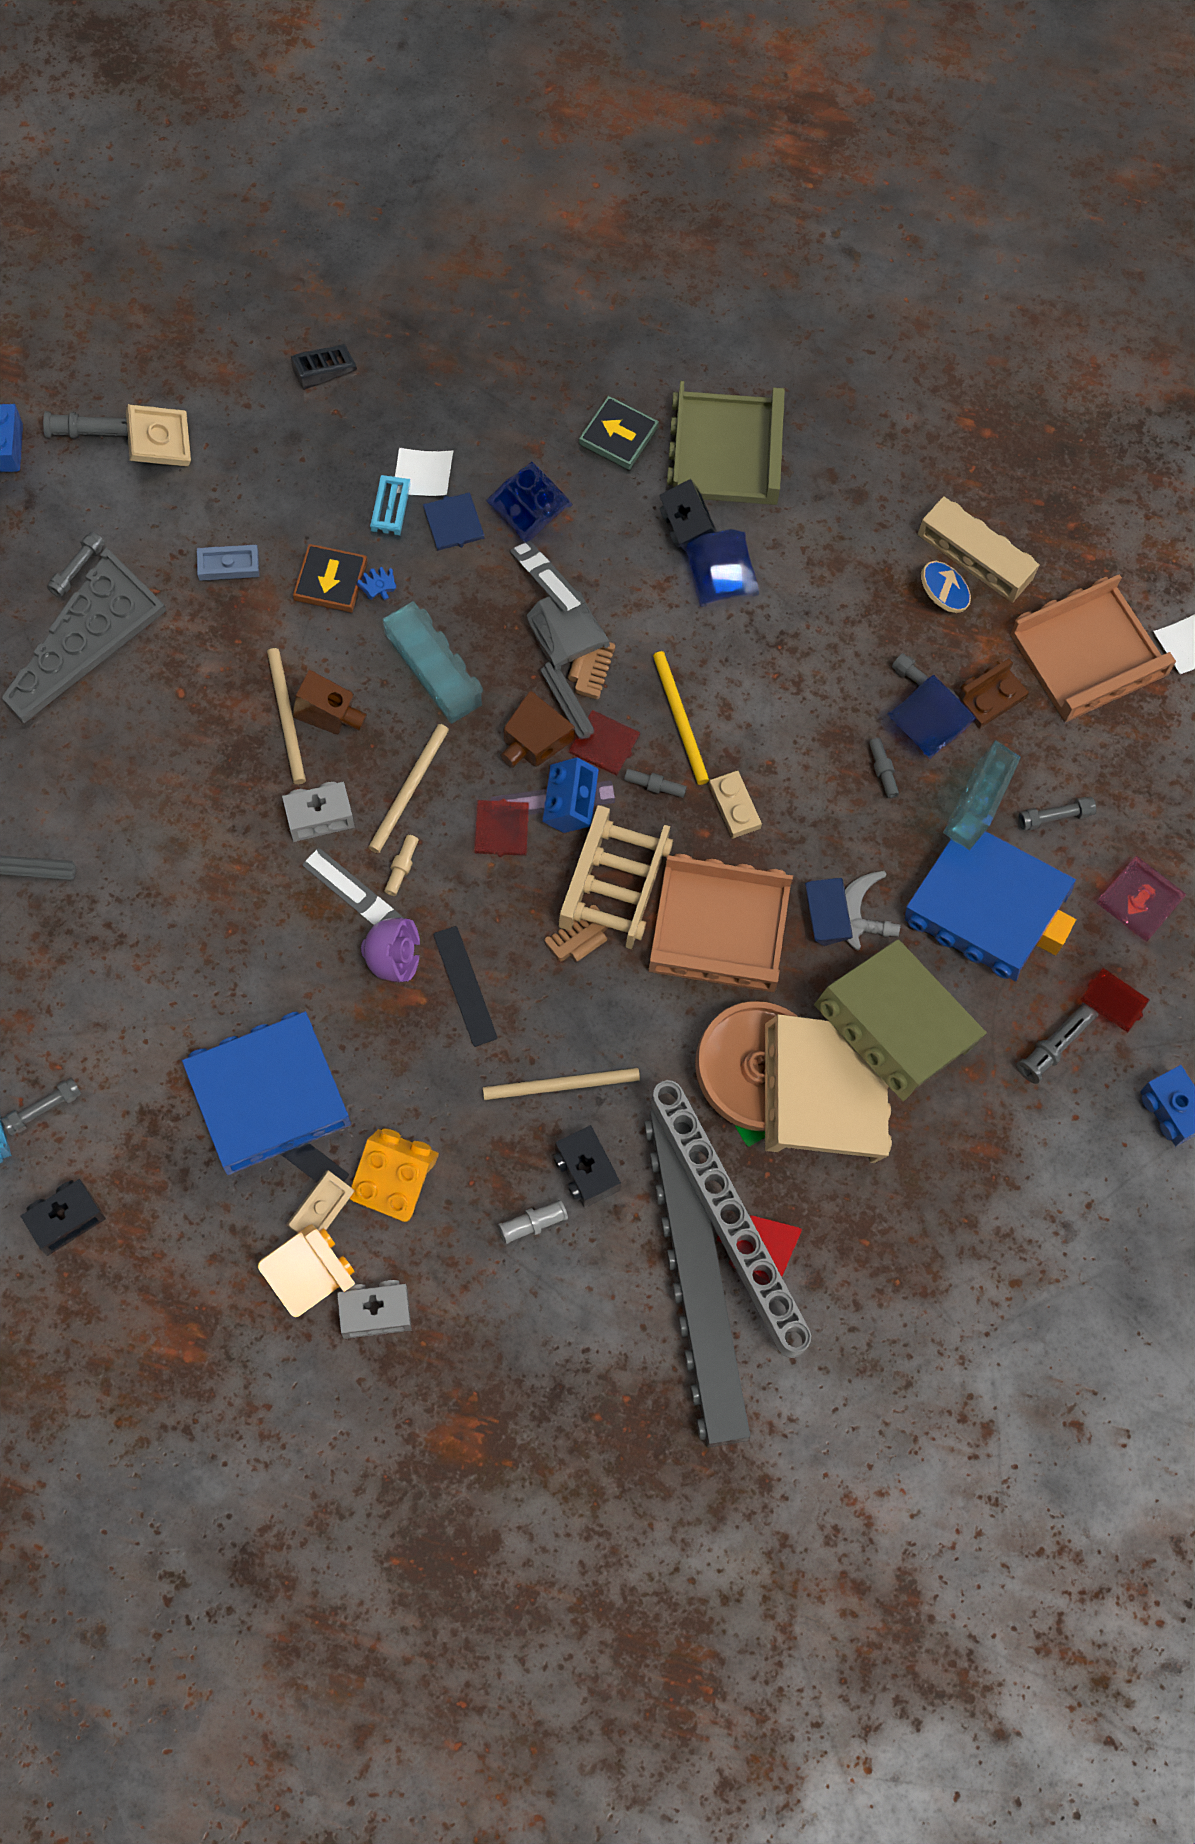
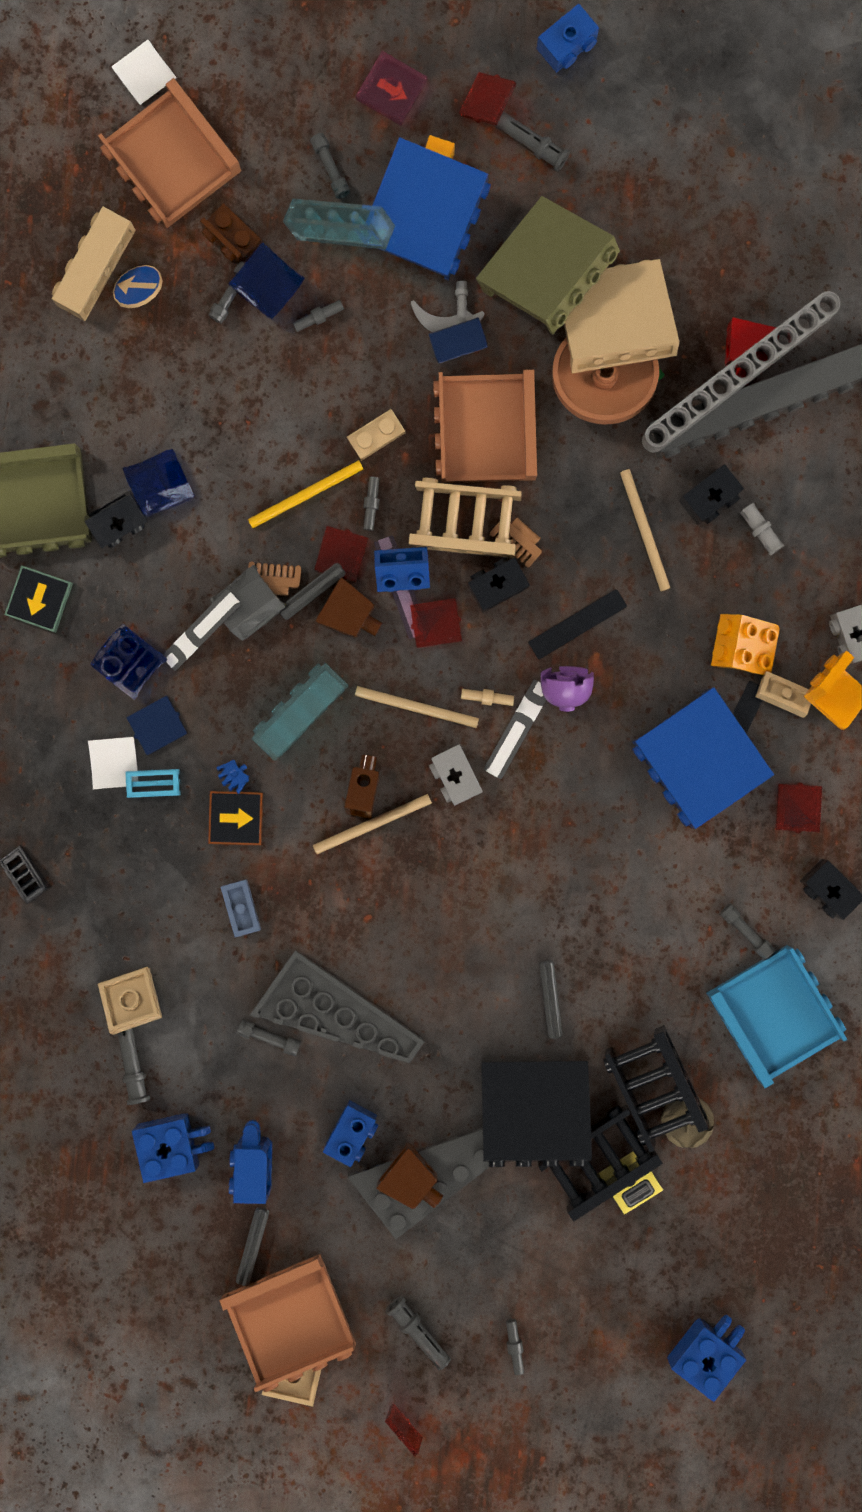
camera: 95 degrees left, 20 degrees up
(176, 1202) = (798, 808): none -> clear red piece
(529, 916) = (513, 584): none -> black brick

